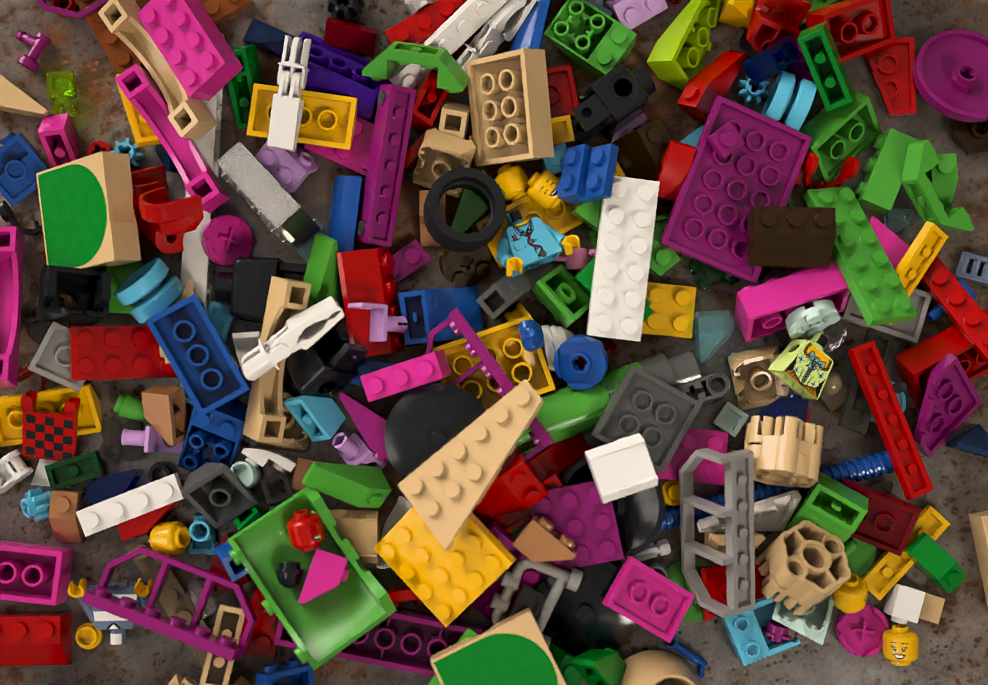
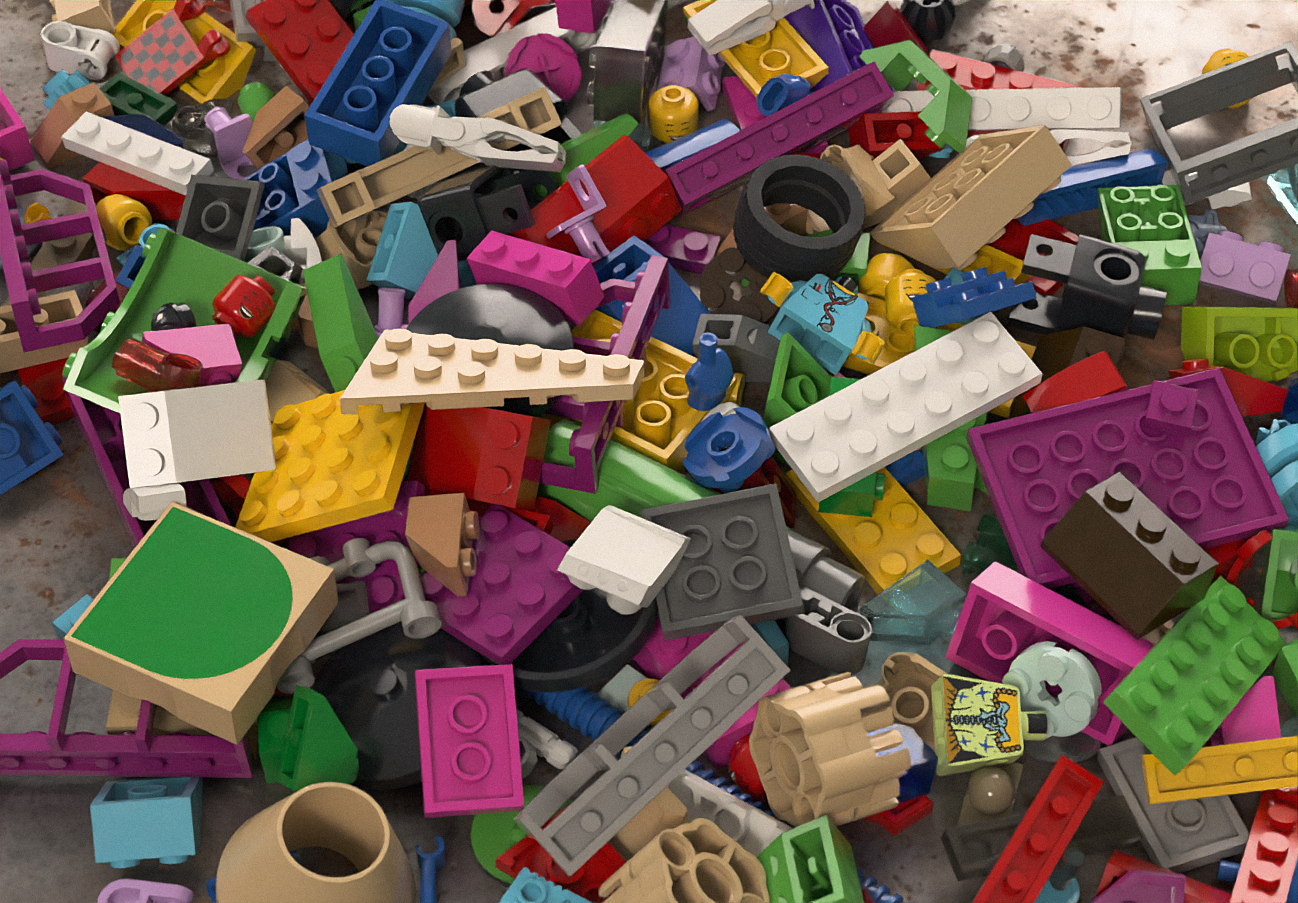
camera: 55 degrees right, 35 degrees down
(314, 197) = (672, 113): none -> yellow head
(326, 608) = (154, 368): none -> clear red piece
(361, 139) = (782, 92): none -> blue piece
(388, 620) = (197, 433): none -> white slope
(408, 659) = (151, 501): none -> white slope

